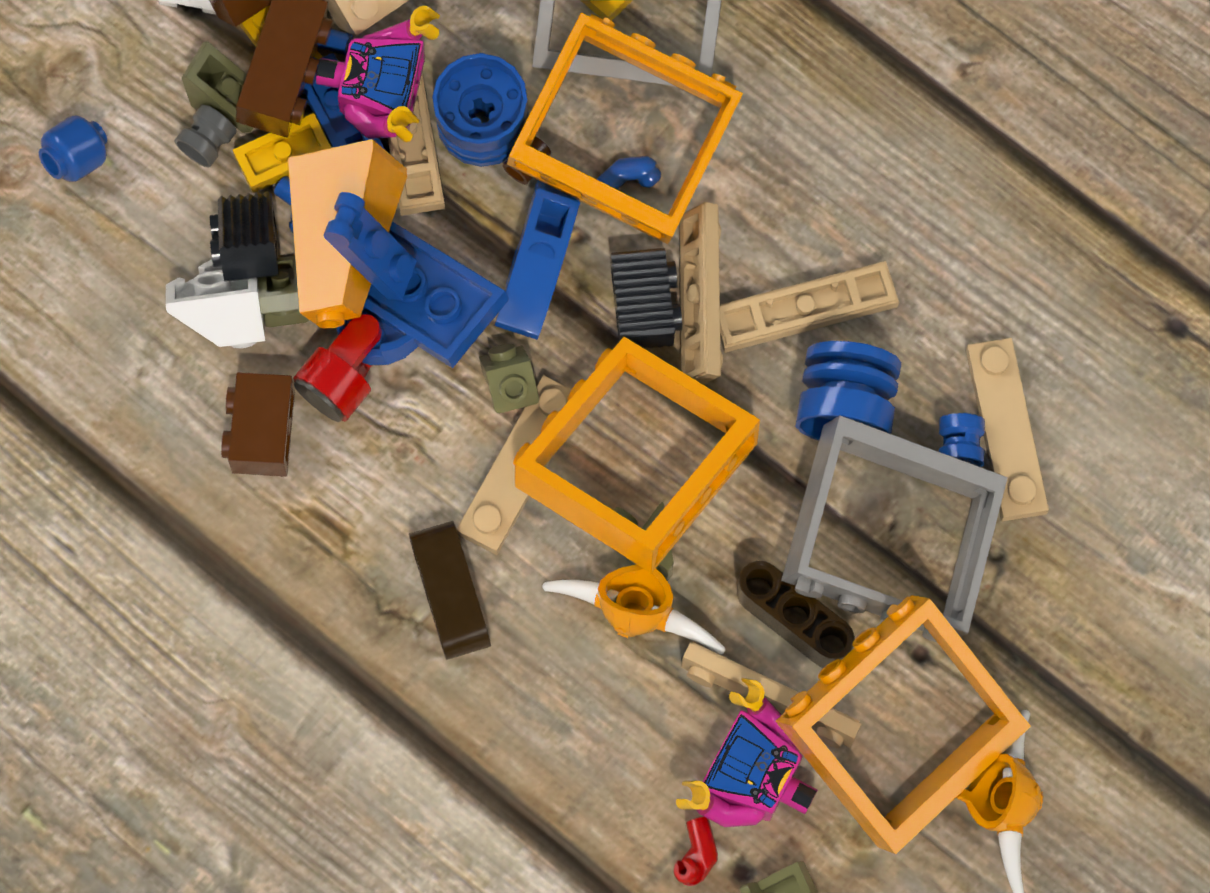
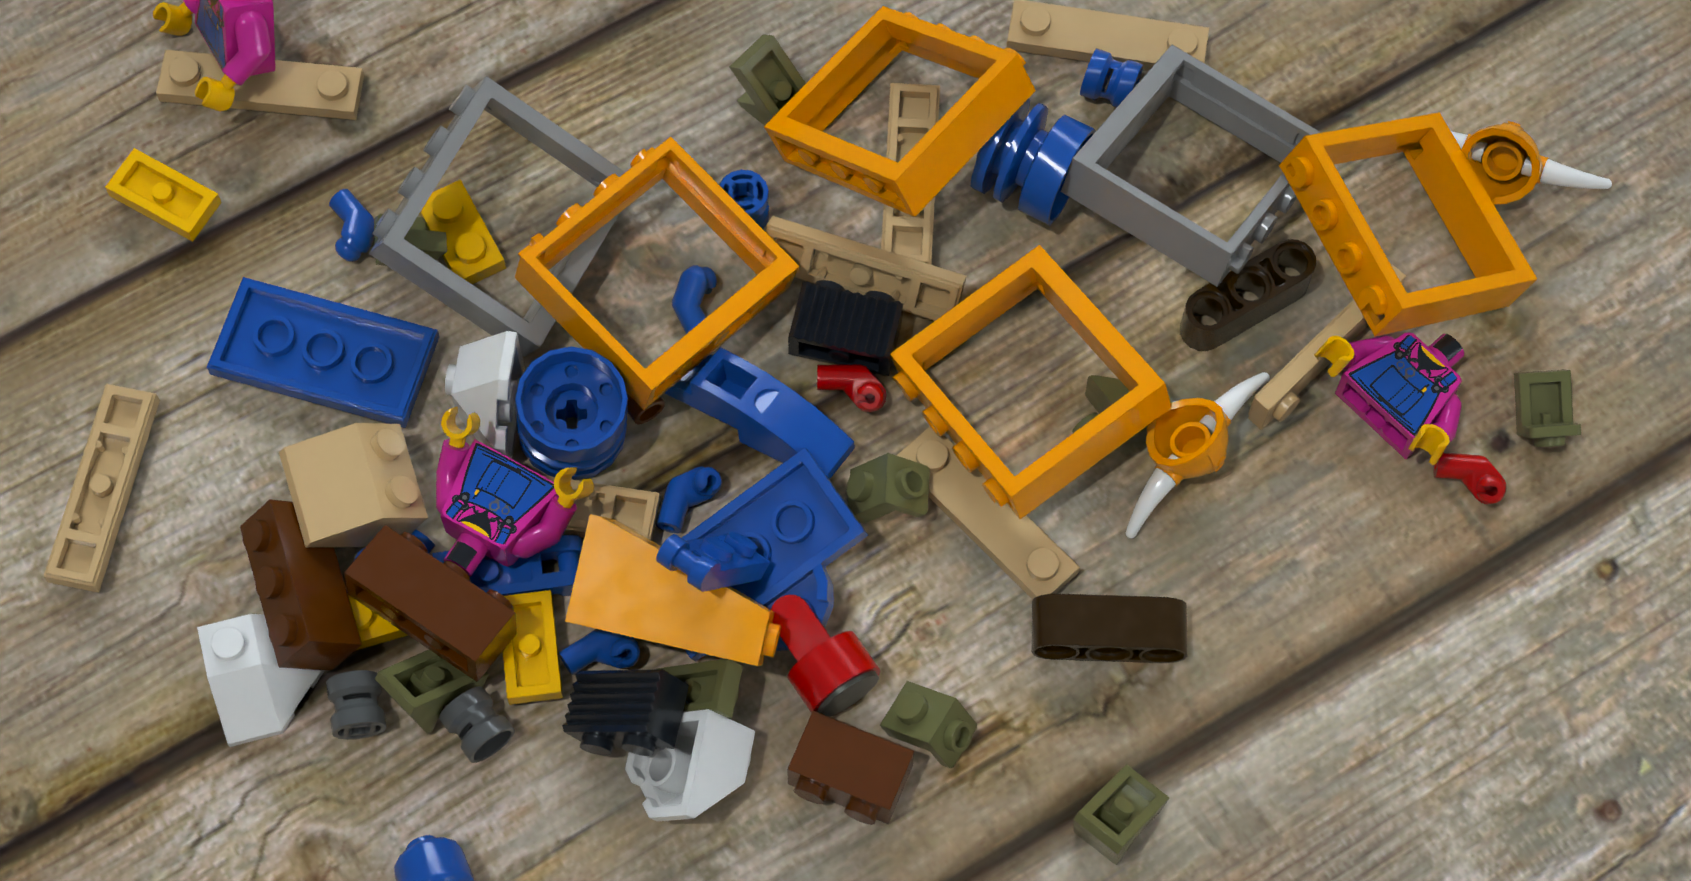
camera: 70 degrees left, 5 degrees down
(181, 45) = (355, 705): none -> dark grey wheel
(289, 641) = (1119, 813): none -> olive slope
(320, 475) = (930, 722): none -> olive bracket
(455, 224) = (685, 492): none -> blue arm
(485, 31) = (487, 384): none -> white slope
(601, 325) = (856, 383): none -> red arm
(726, 190) = (752, 185): none -> blue wheel
(826, 313) = (942, 151): none -> light orange window
(840, 171) = (766, 77): none -> olive slope

